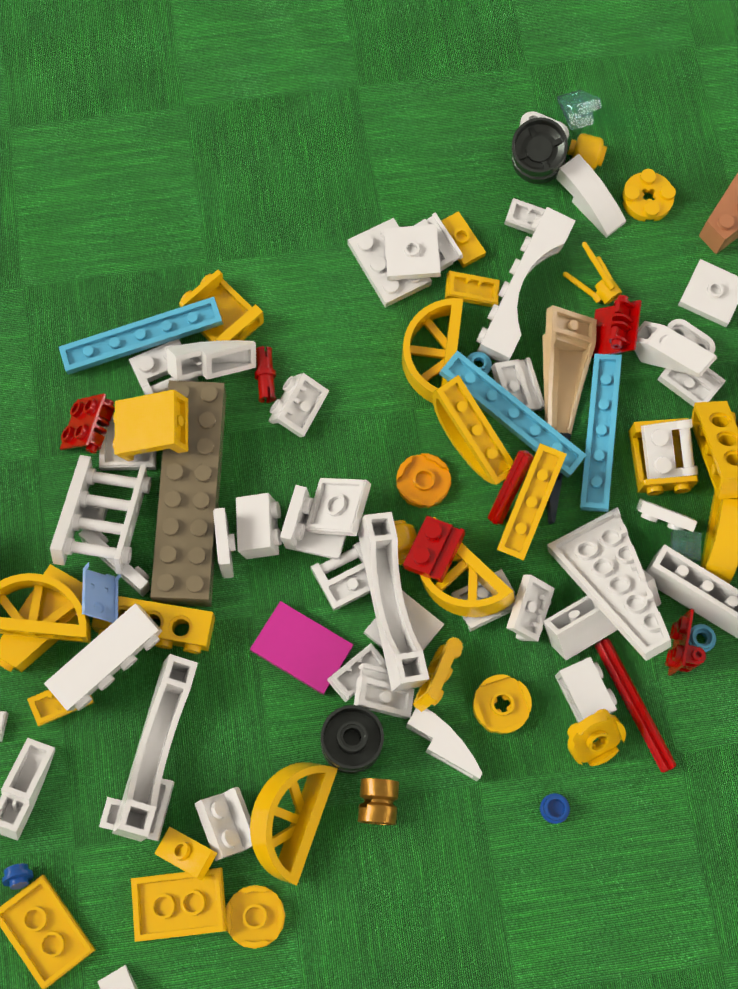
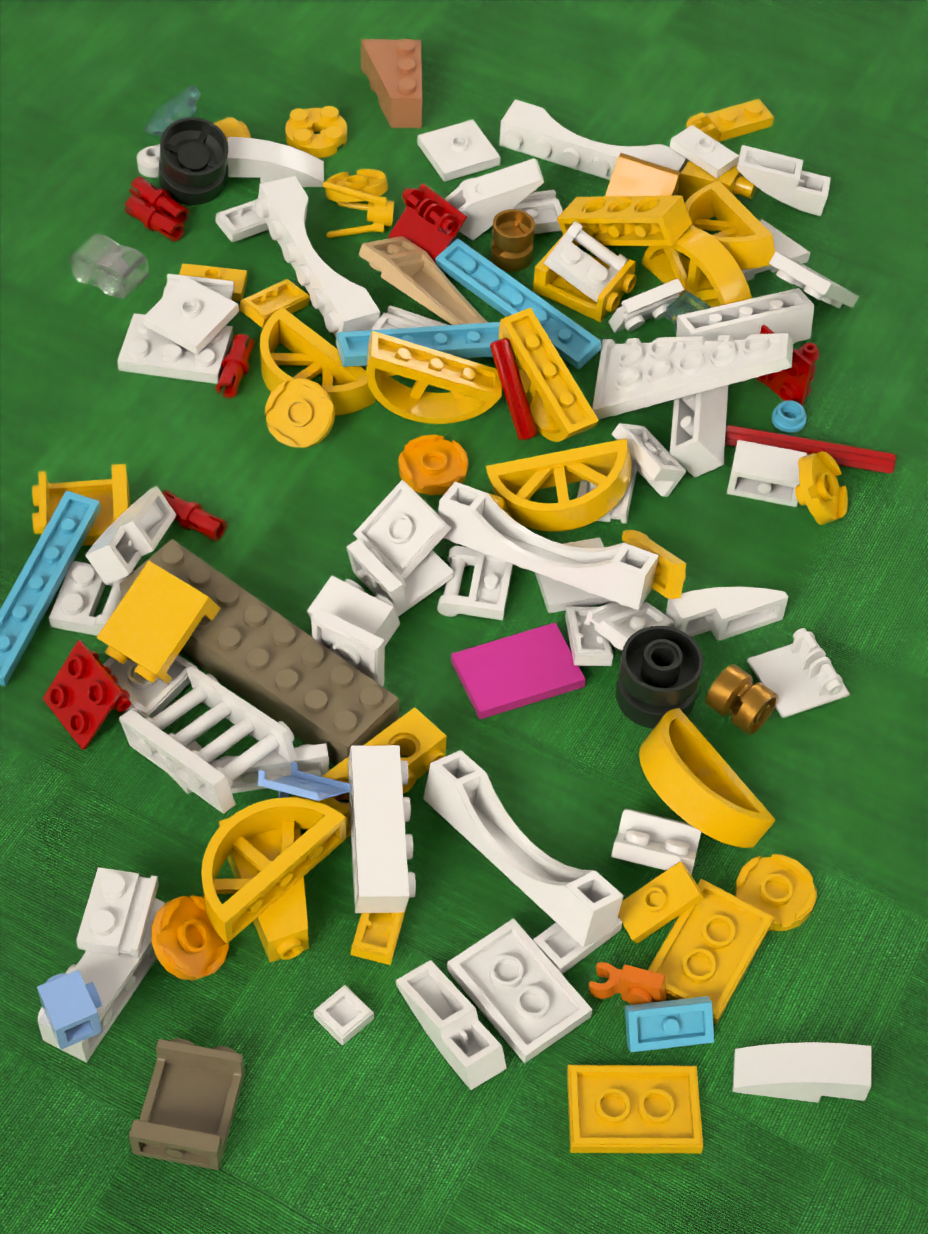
camera: 50 degrees left, 20 degrees down
(17, 876) = (550, 1089): blue plate -> none
(71, 812) = (519, 990): none -> white plate
(108, 916) = (669, 1024): none -> medium azure plate
(118, 883) = (633, 983): none -> orange plate
(298, 404) = (251, 507): white bracket -> none
(389, 375) = (299, 413): none -> yellow tile
(402, 307) = (235, 366): none -> red pin
(417, 172) = (109, 266): none -> clear brick
(432, 823) = (799, 675): none -> white hinge
(434, 549) = (522, 480): red plate -> none
(482, 165) = (154, 218): none -> red pin
(499, 156) = (162, 198): none -> red pin
(509, 689) = (720, 561): yellow plate -> none
(554, 808) = (862, 570): blue plate -> none
(617, 258) = (367, 181): none -> yellow tile
(651, 389) = (512, 240): none -> pearl gold wheel
(659, 669) = (789, 416): none -> medium azure plate

